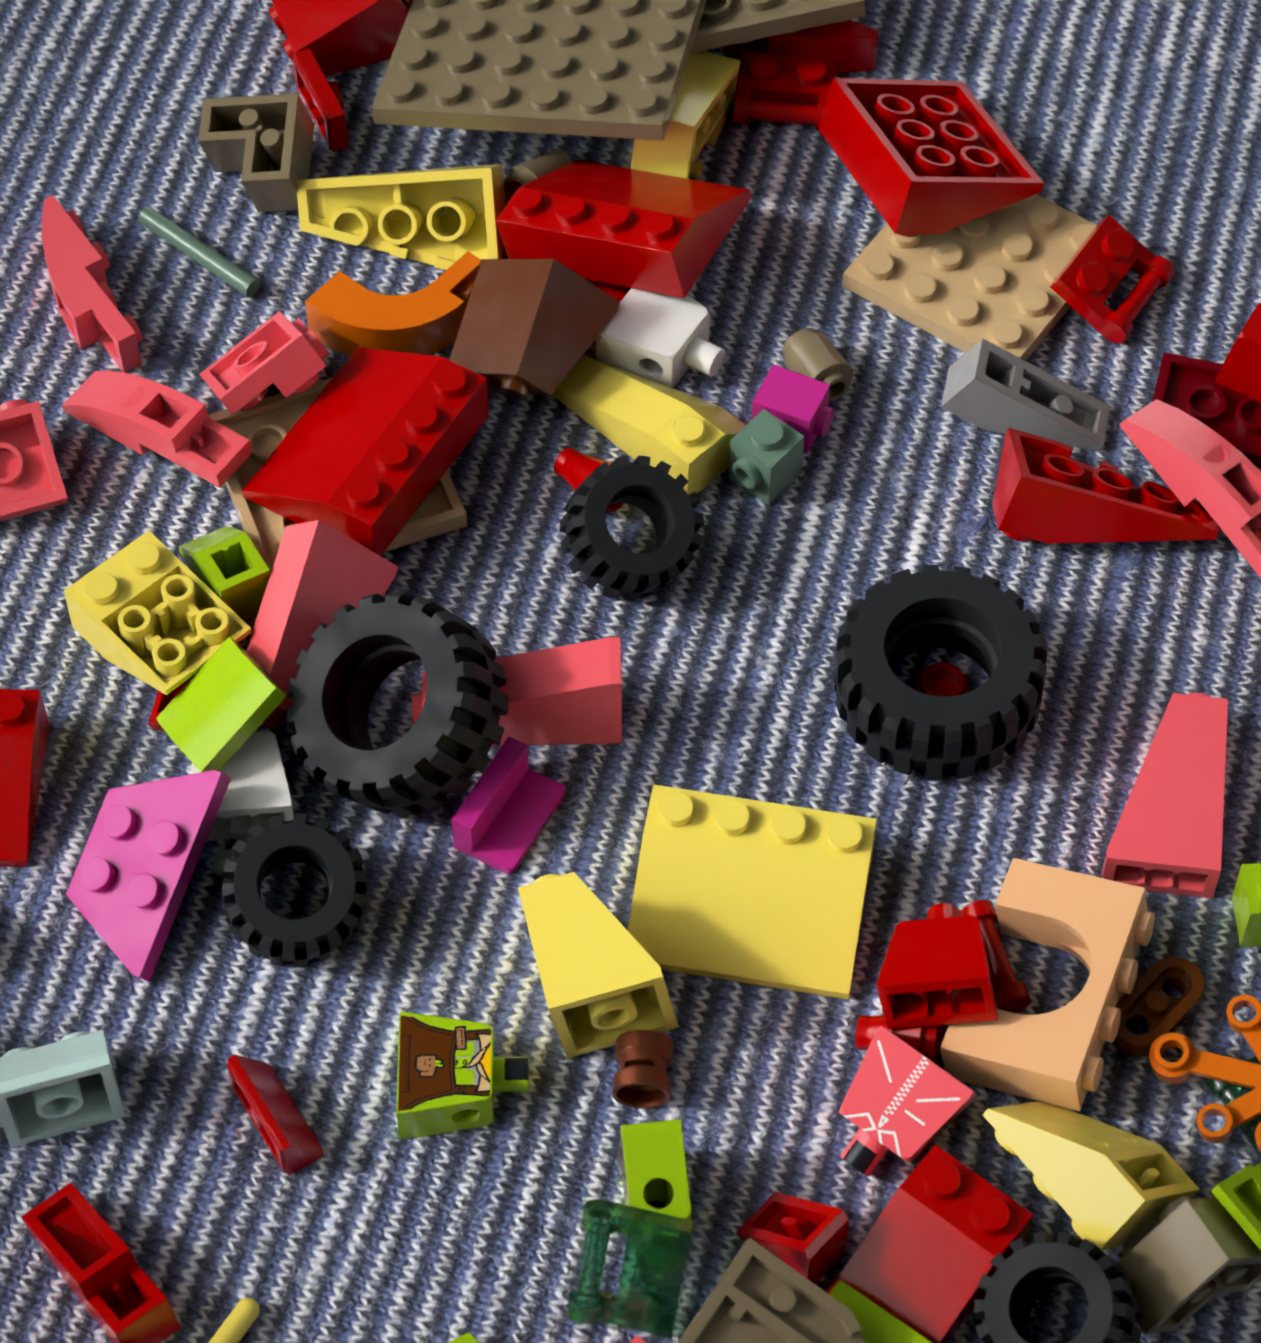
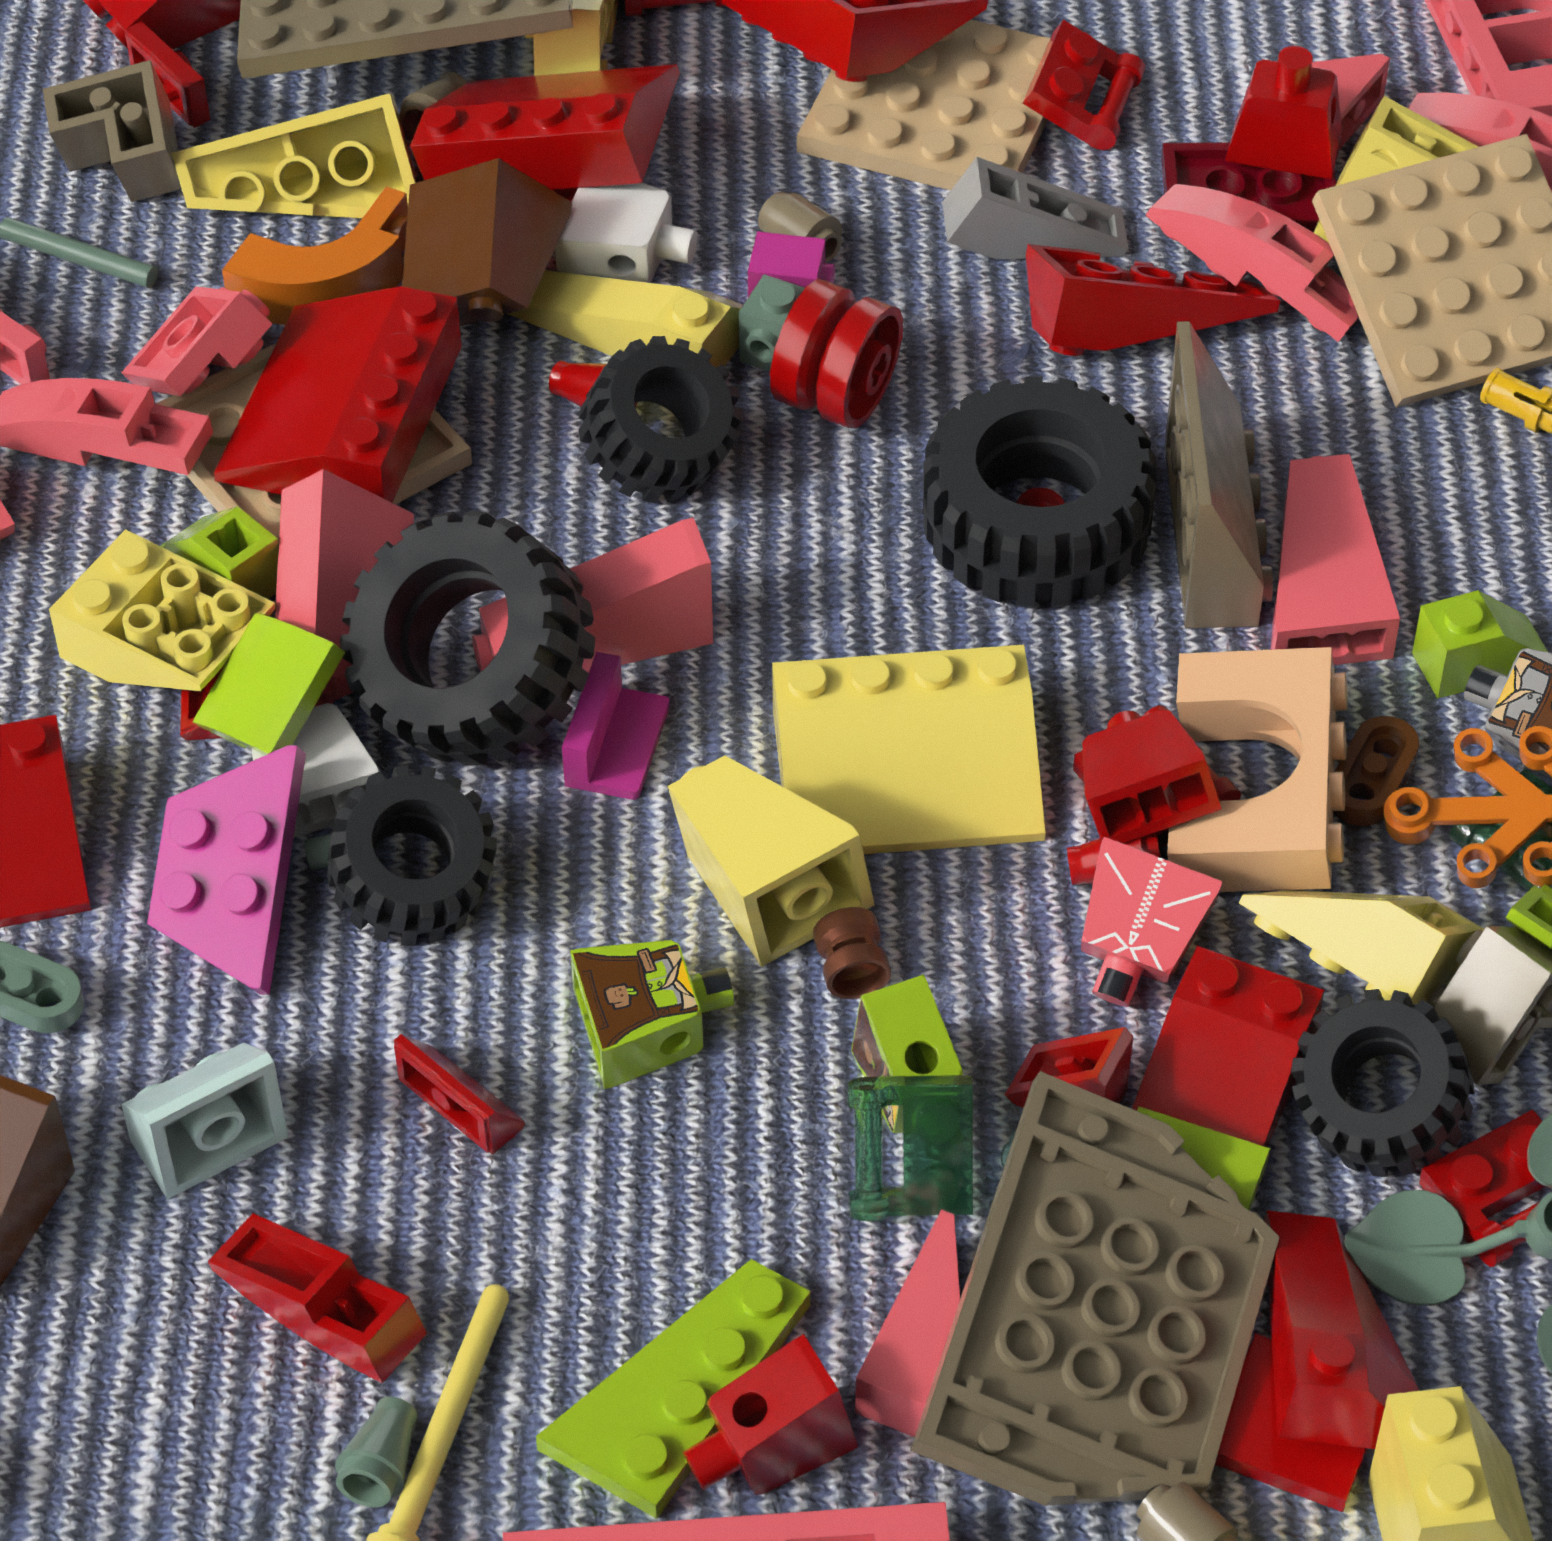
camera: 15 degrees left, 5 degrees down
(803, 498) = (836, 353): none -> red wheel
(1096, 710) = (1213, 494): none -> dark tan slope

